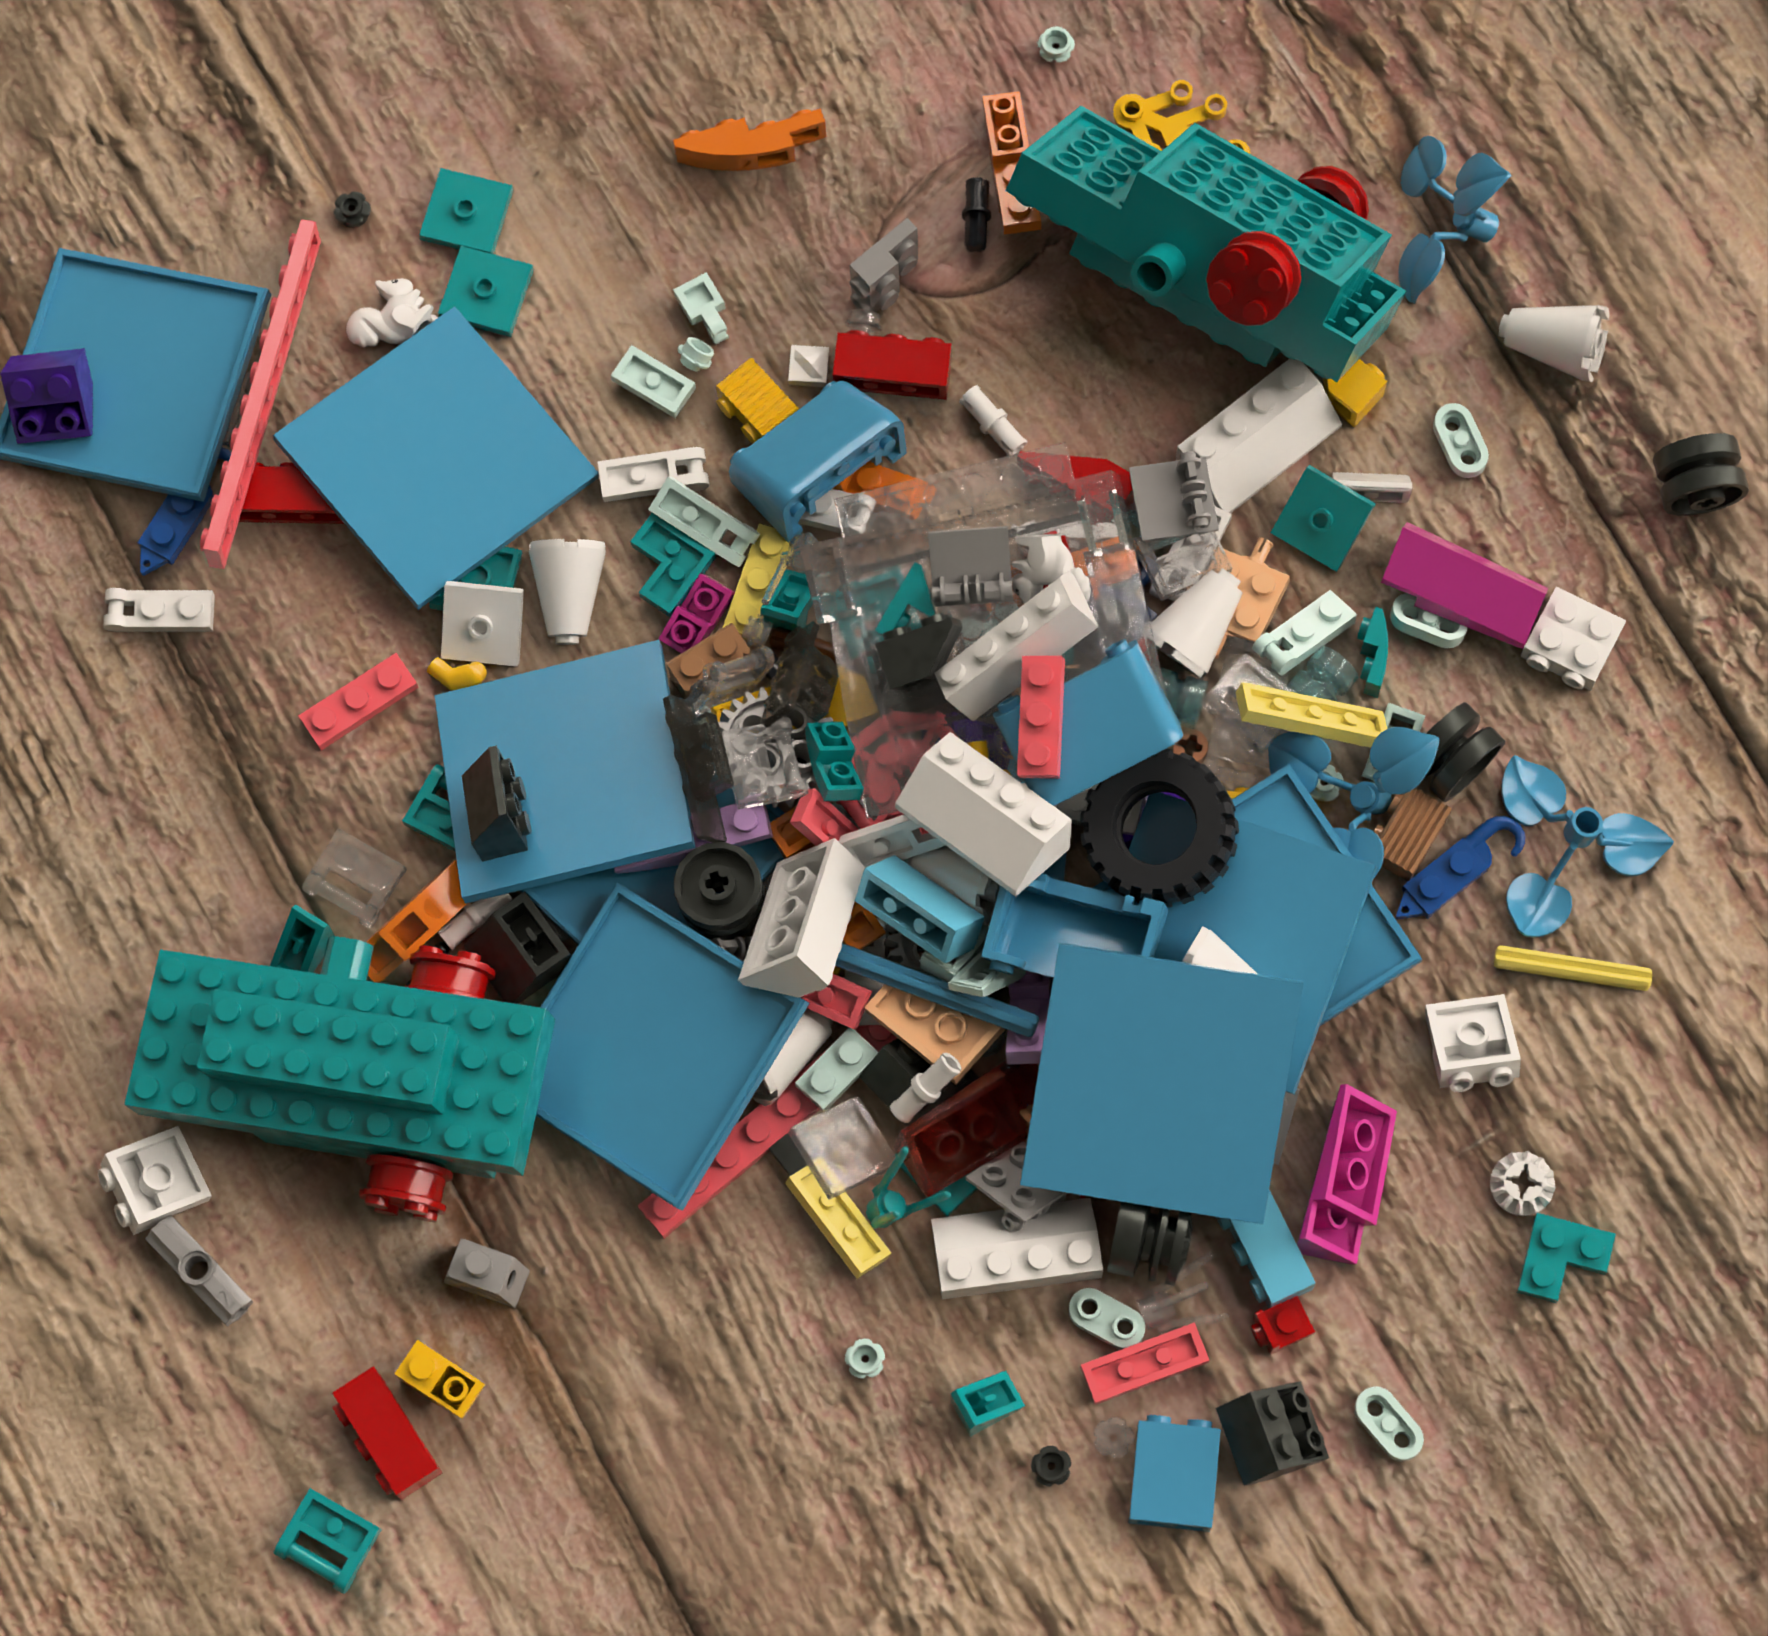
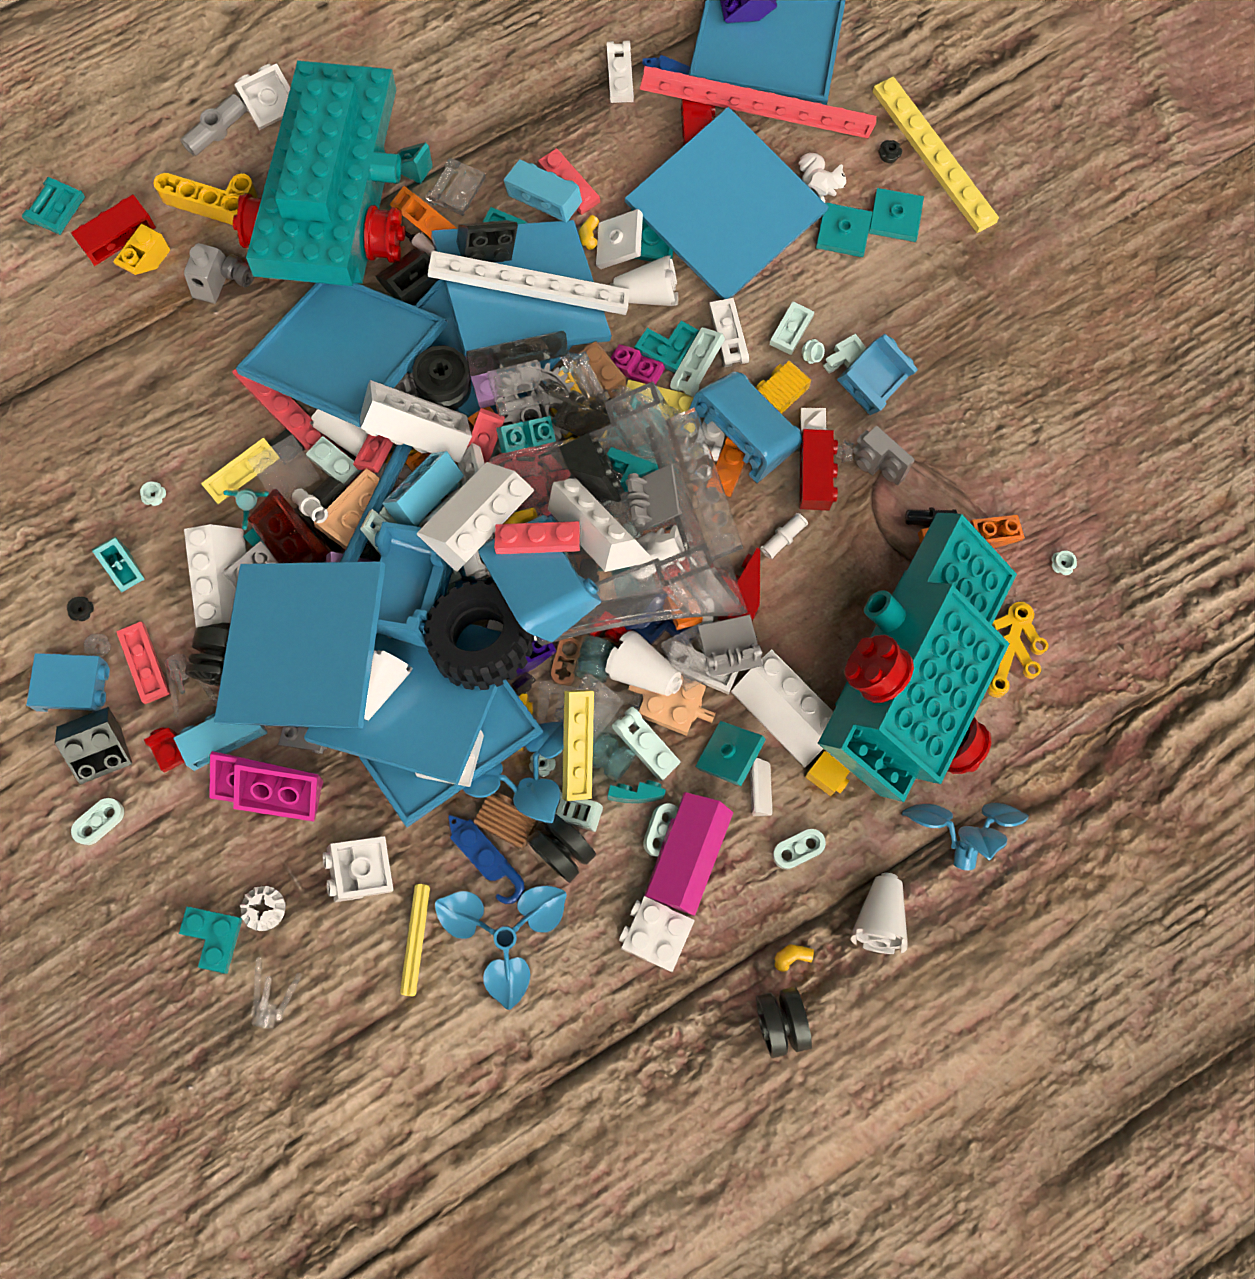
camera: 80 degrees right, 0 degrees up
(332, 1284) = (203, 198): none -> yellow beam
(361, 145) = (935, 155): none -> light yellow plate
(382, 735) = (543, 190): none -> medium azure brick
(482, 1223) = (236, 269): none -> flat silver wheel
(569, 752) = (528, 282): none -> white plate
(736, 148) = (960, 369): orange slope -> none
(744, 265) = (877, 373): none -> dark azure panel
(1106, 1318) = (177, 639): light aqua plate -> none
(1605, 465) = (790, 954): none -> yellow arm
(1671, 1172) = (264, 1012): none -> clear plant

